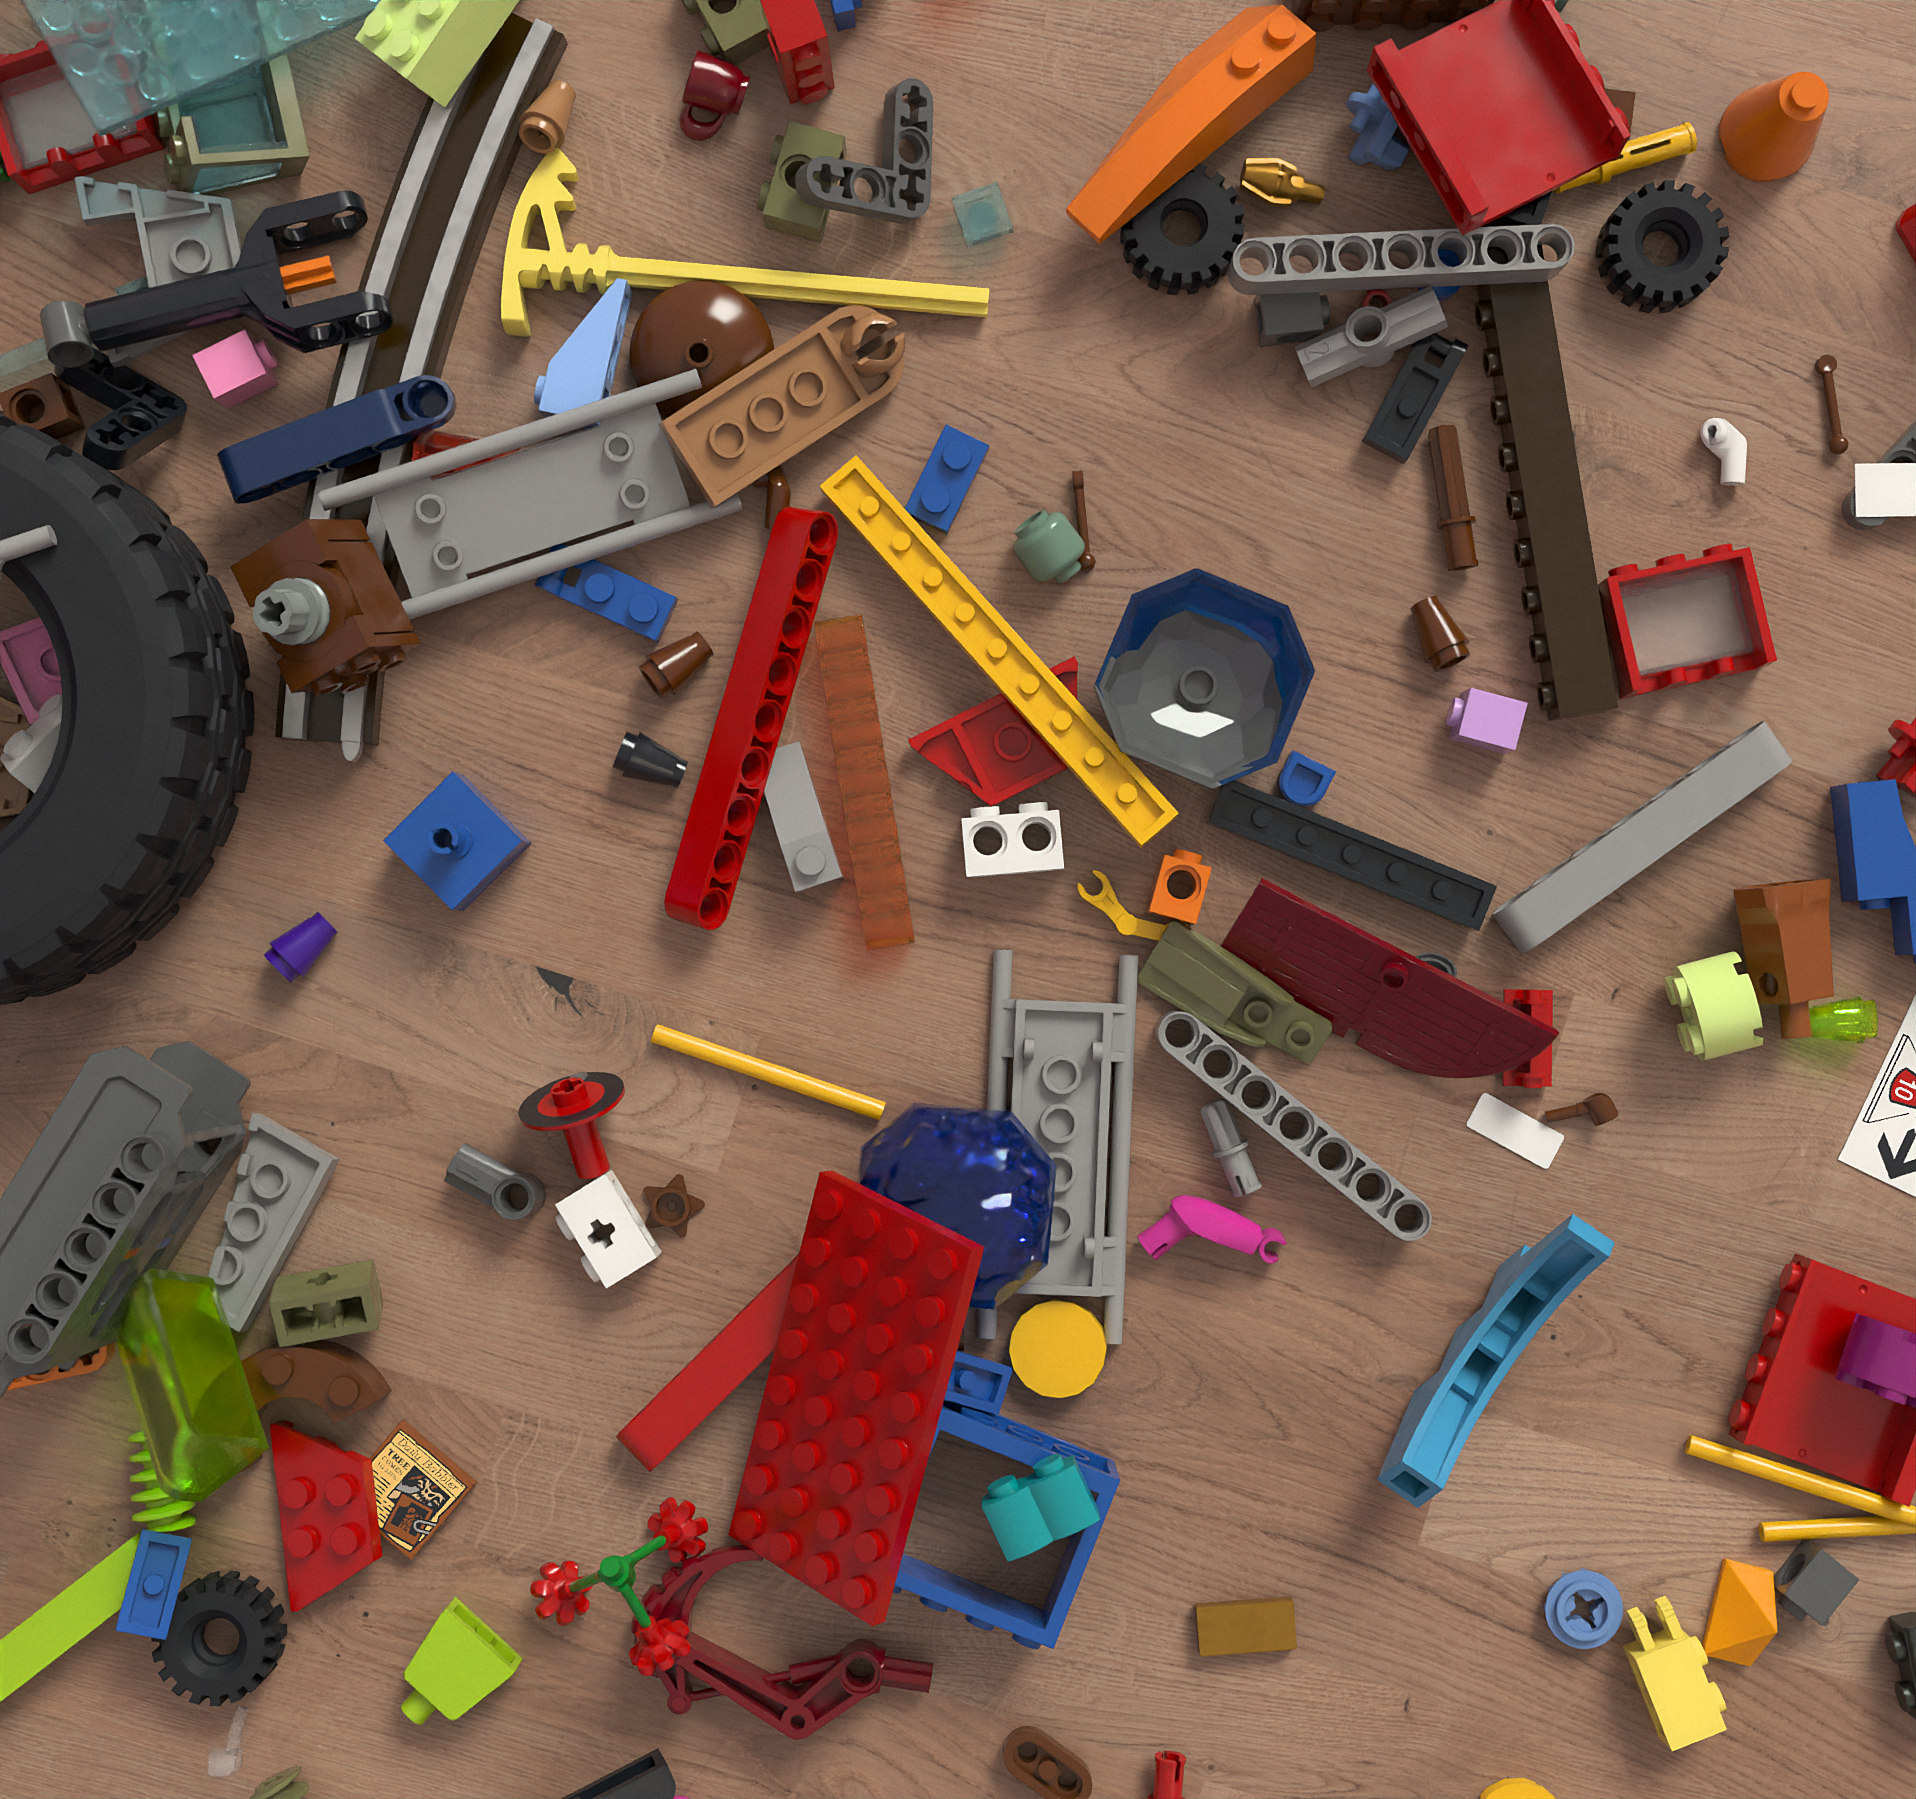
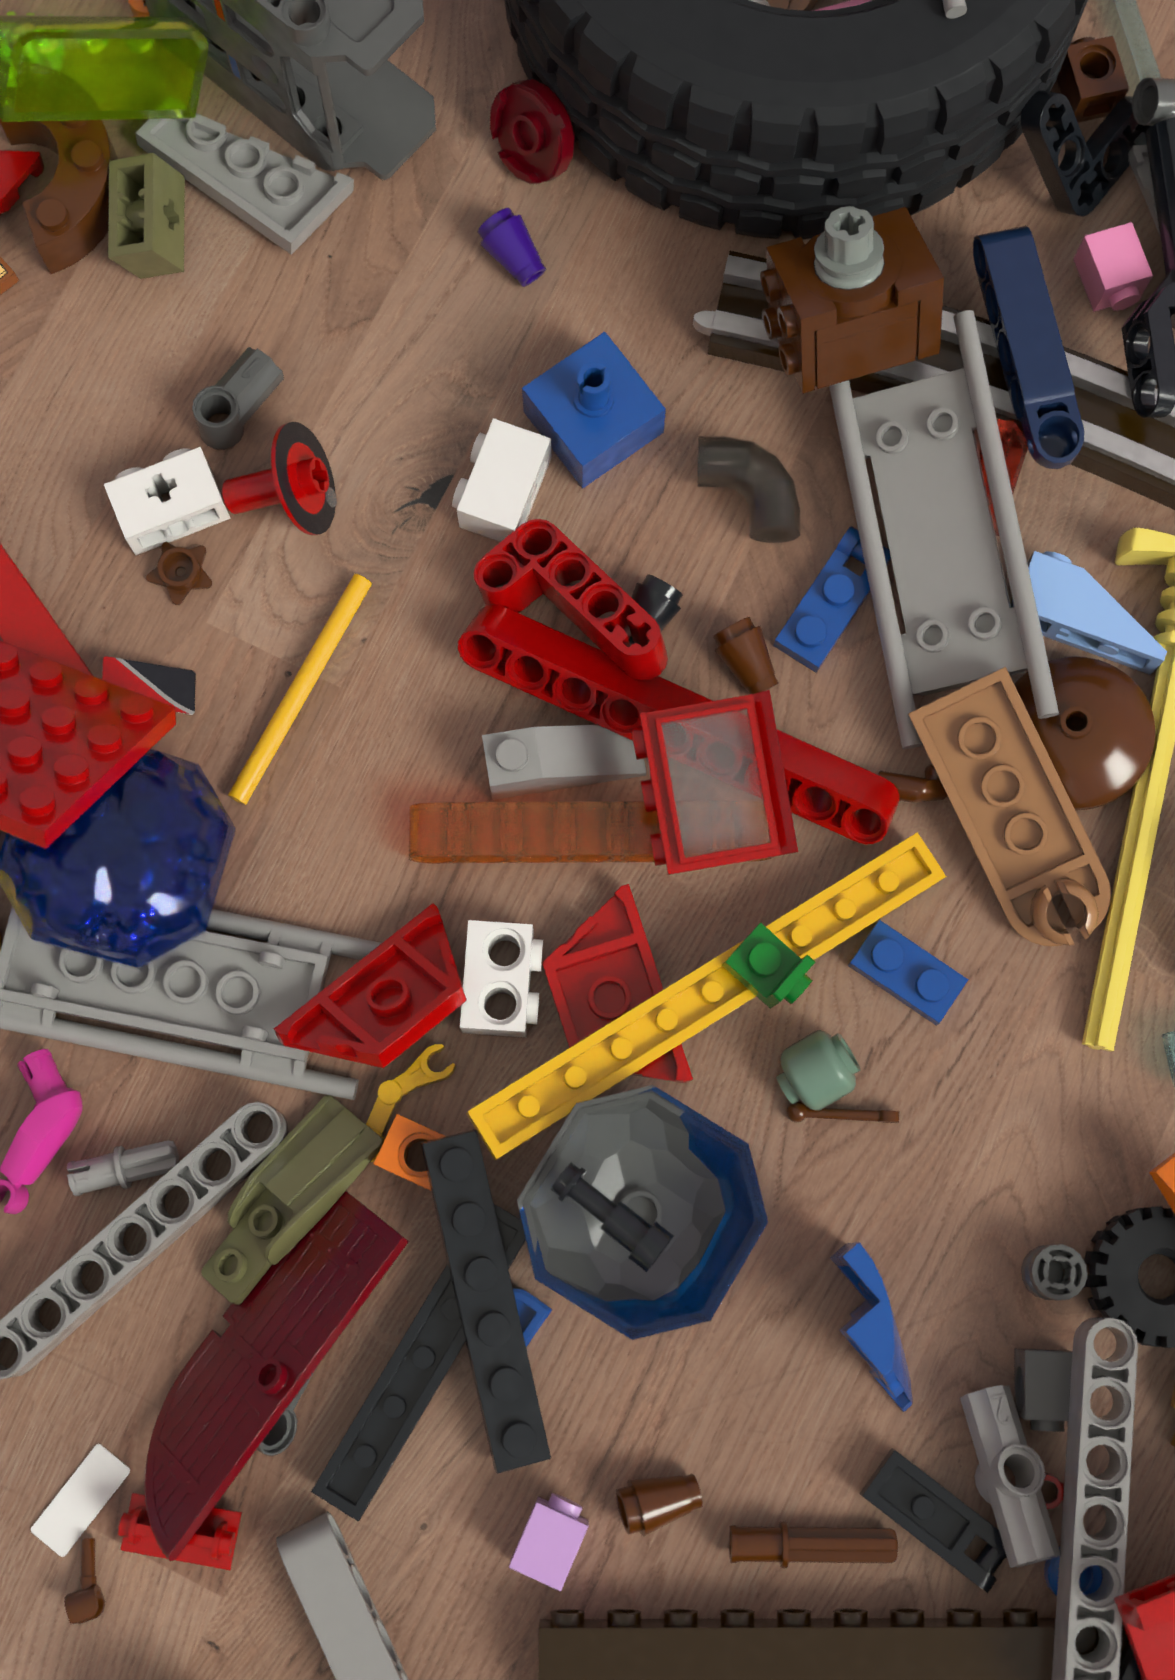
camera: 100 degrees right, 10 degrees down
(183, 944) = (532, 131): none -> dark red tile
(500, 678) = (759, 478): none -> clear smoke cylinder
(541, 916) = (503, 480): none -> white brick
(654, 822) = (582, 603): none -> red beam
(788, 1208) = (155, 681): none -> sticker
(811, 670) = (715, 783): none -> window
(969, 599) = (769, 967): none -> green bracket
(1048, 939) = (383, 998): none -> red wing
(1186, 327) = (1044, 1276): none -> dark grey wheel
(1232, 671) = (619, 1221): none -> black piece
(1265, 467) = (873, 1325): none -> blue slope
(1294, 807) = (485, 1301): none -> black plate

